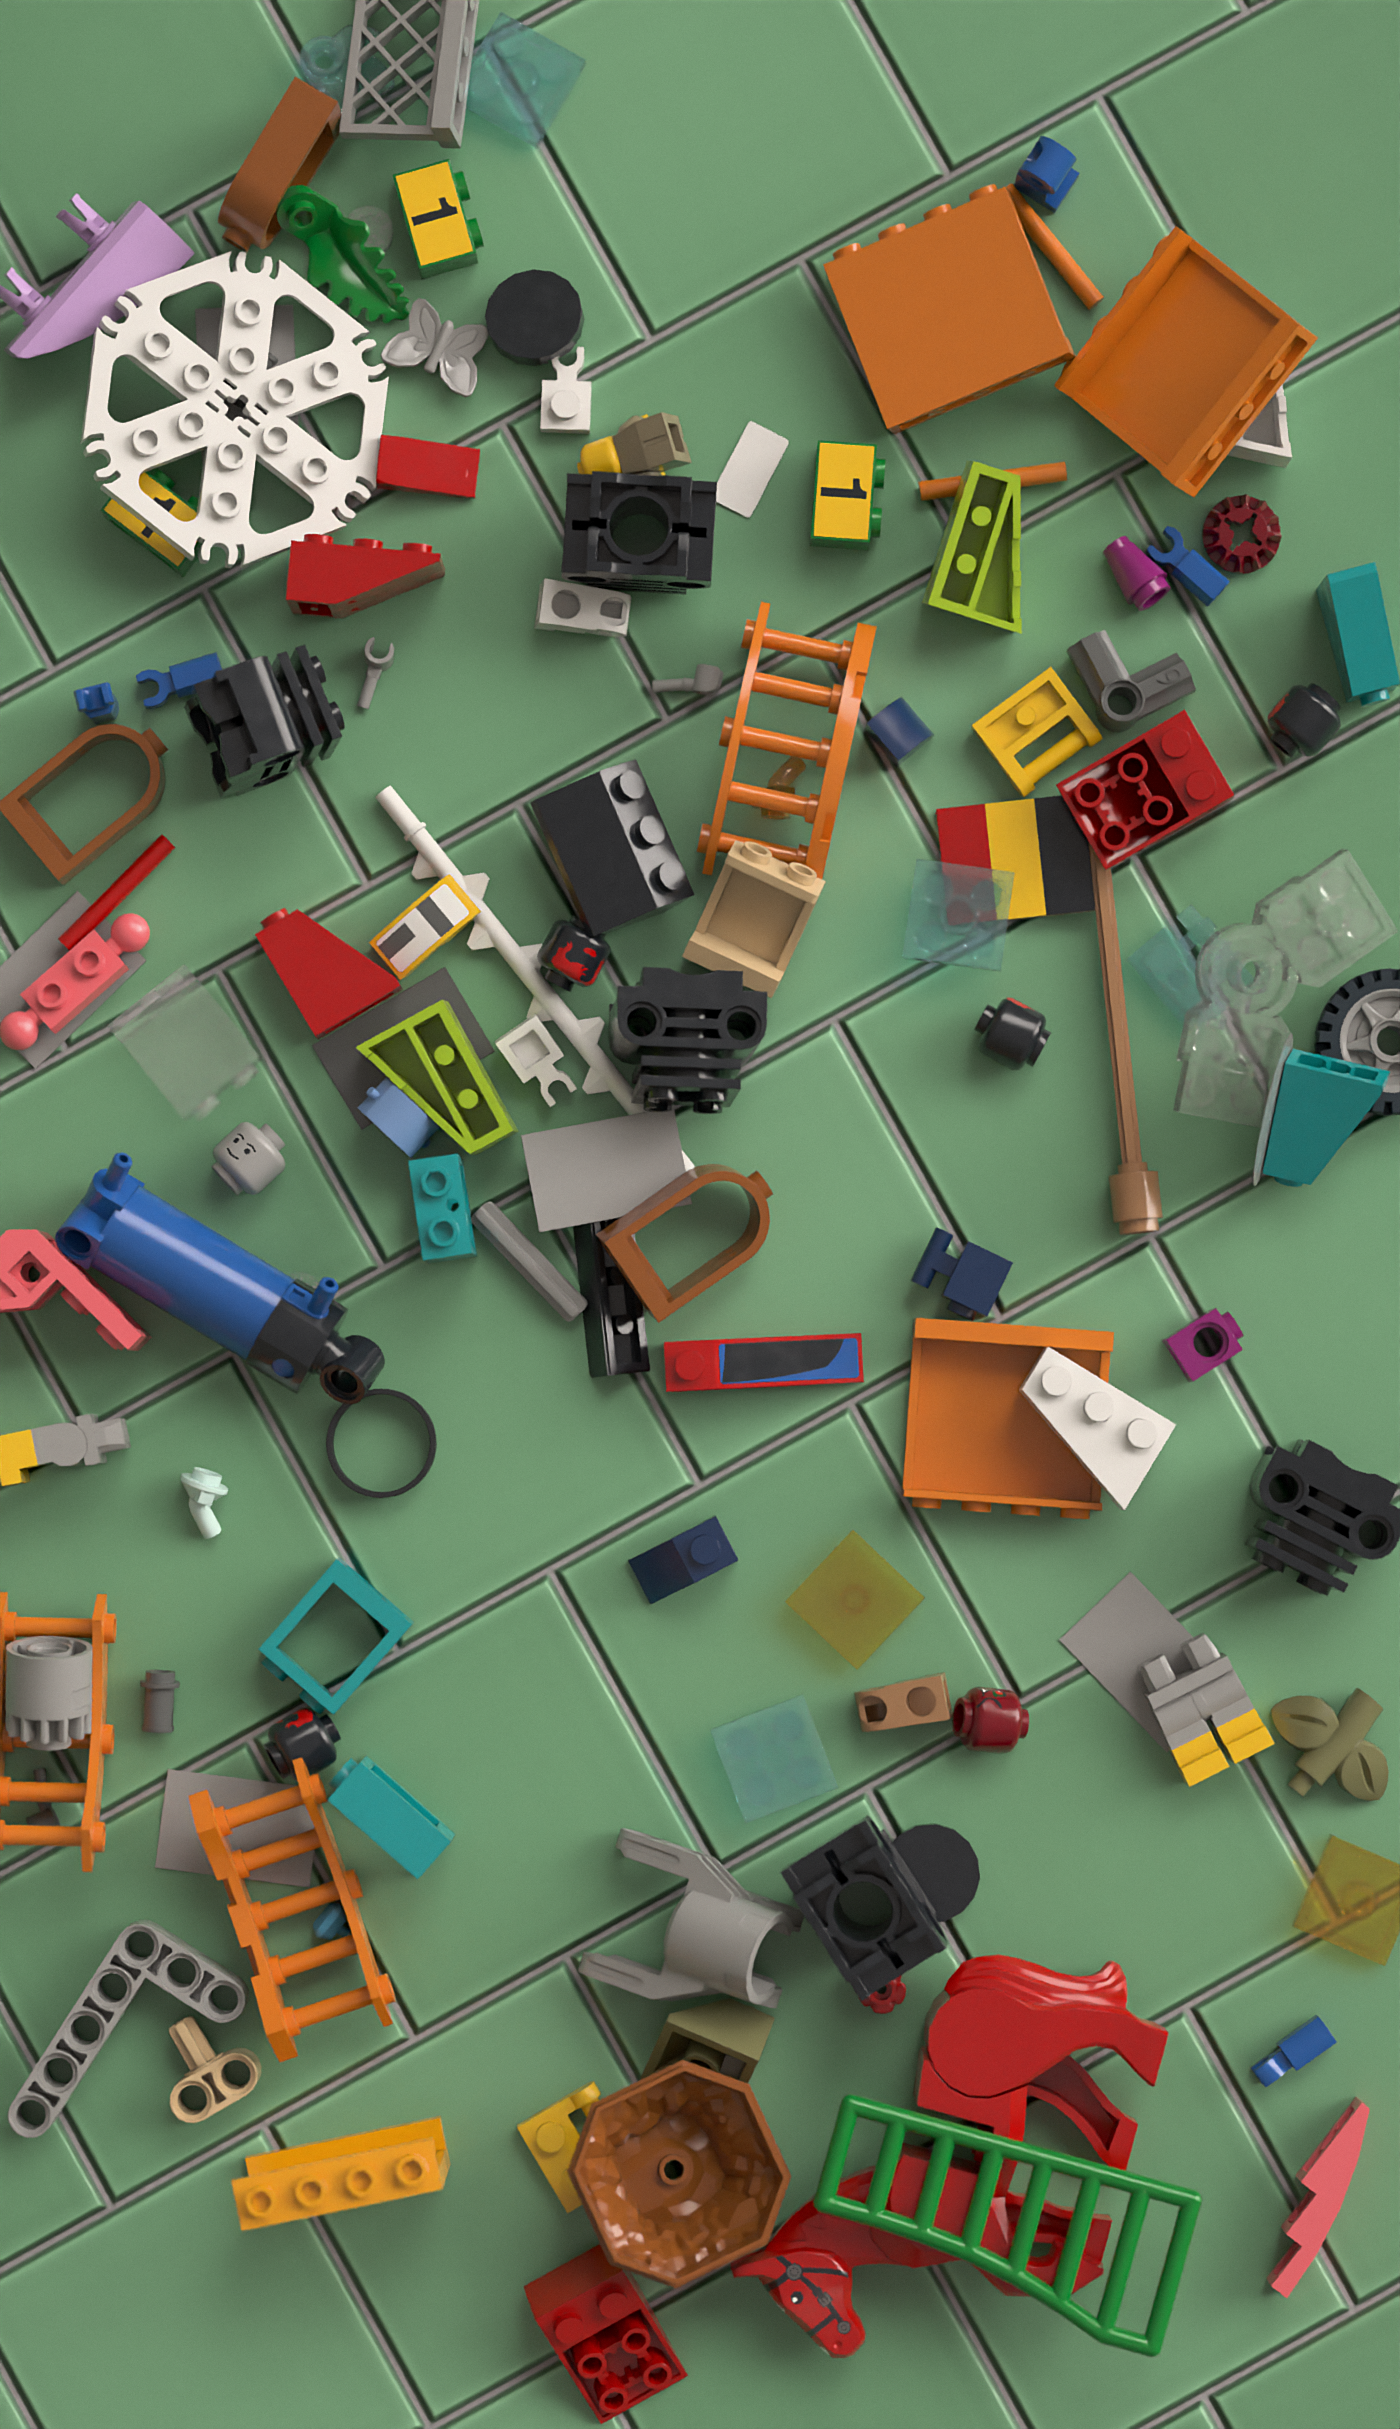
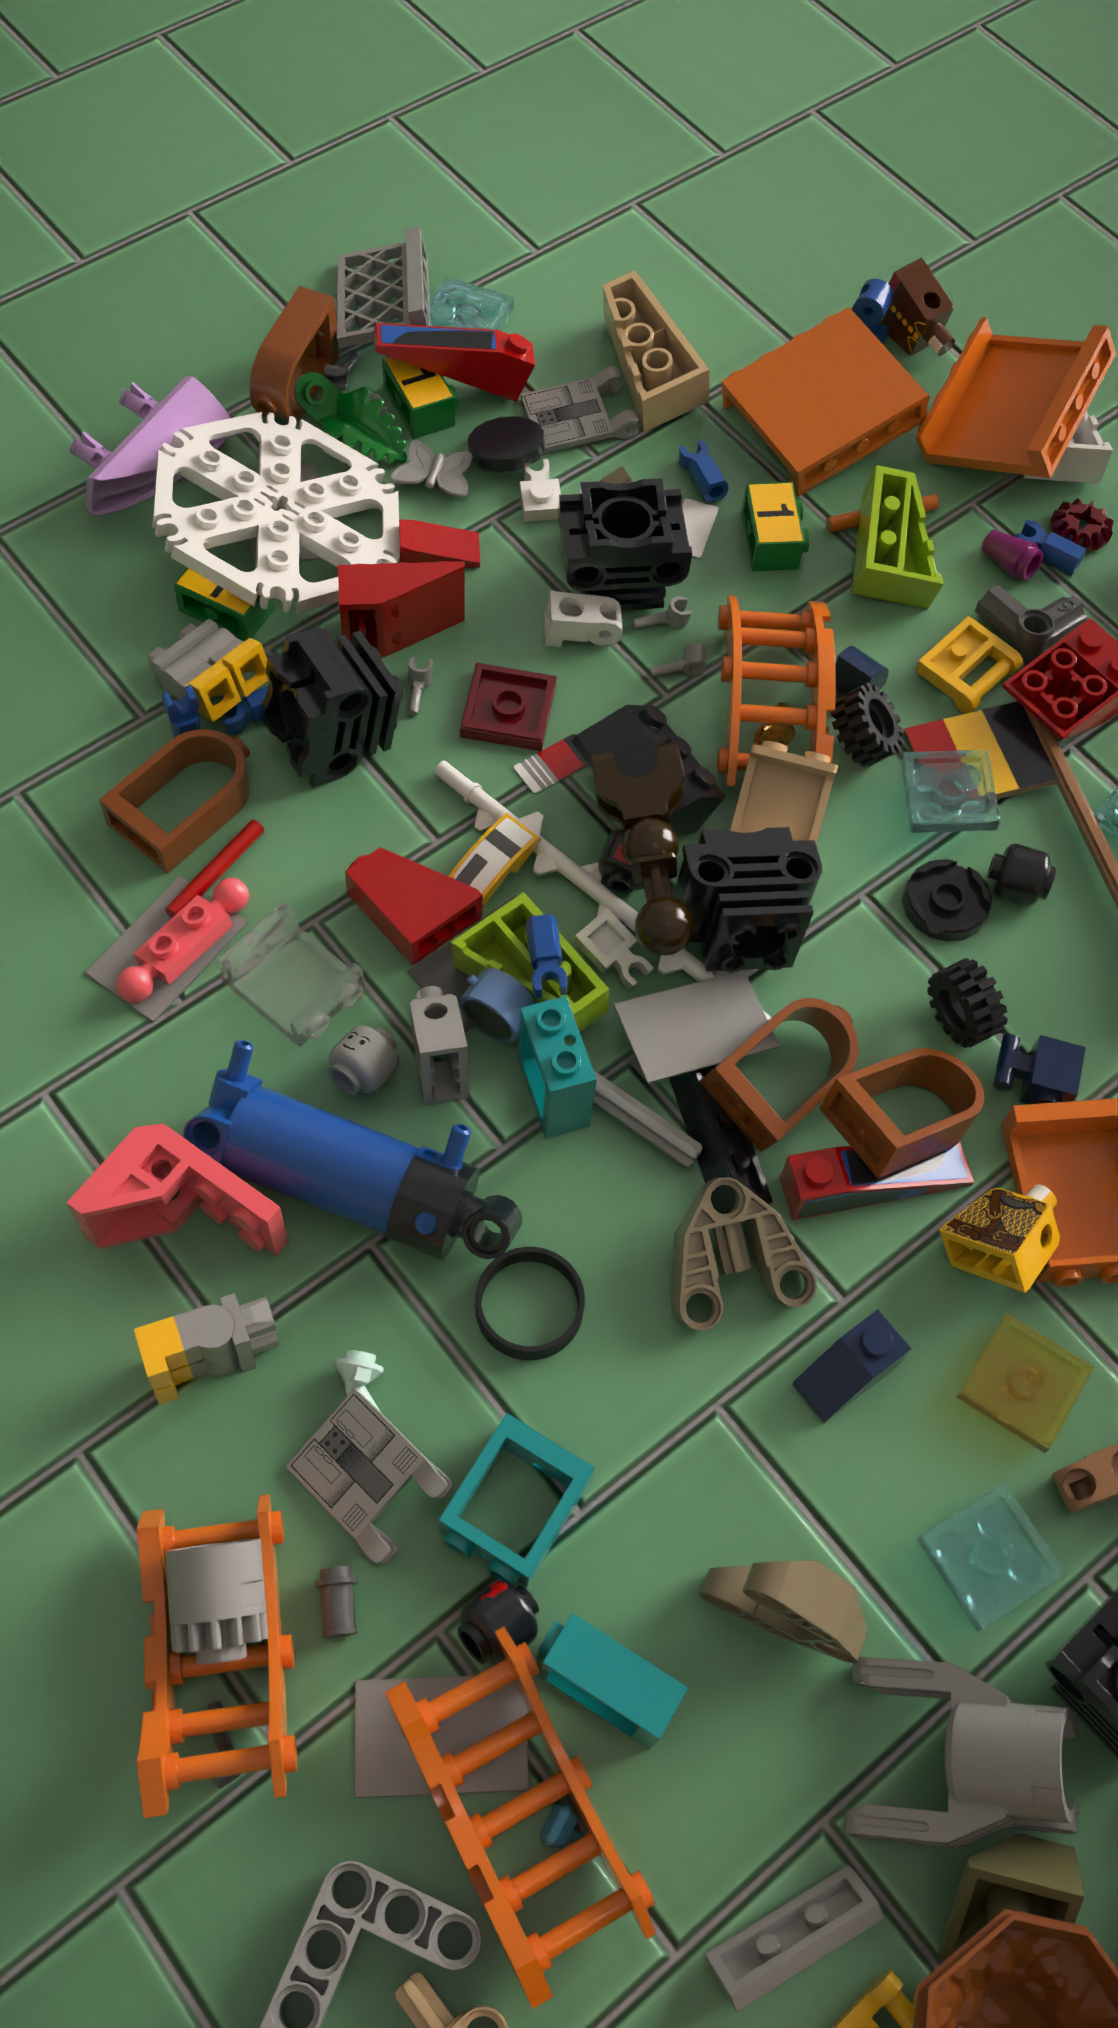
camera: 15 degrees left, 25 degrees down
(121, 616) = (212, 665): none -> hips
(194, 1583) = (359, 1467): none -> light grey flag
(328, 1168) = (439, 1031): none -> light grey torso
(336, 170) = (339, 374): none -> dark grey hand
(450, 1085) = (545, 953): none -> blue bar
(475, 714) = (508, 706): none -> dark red tile
(488, 187) = (469, 355): none -> red slope
(510, 798) = (551, 765): none -> sticker
(514, 2043) = (793, 1937): none -> light grey plate
(566, 1774) = (793, 1601): none -> dark tan connector
(587, 965) = (649, 842): none -> dark brown piece
(627, 267) = (575, 412): none -> light grey flag
(634, 1426) = (770, 1243): none -> dark tan connector
(683, 609) = (673, 617): none -> light grey hand
(746, 210) = (654, 355): none -> tan wedge
(747, 1324) = (872, 1132): none -> dark orange window
(778, 392) = (704, 472): none -> blue bar
(870, 1454) = (1004, 1236): none -> yellow torso
(901, 1190) = (967, 1002): none -> black tyre
(902, 819) = (867, 725): none -> black tyre
(926, 1044) = (947, 900): none -> black tile
(1112, 148) = (918, 310): none -> reddish brown torso

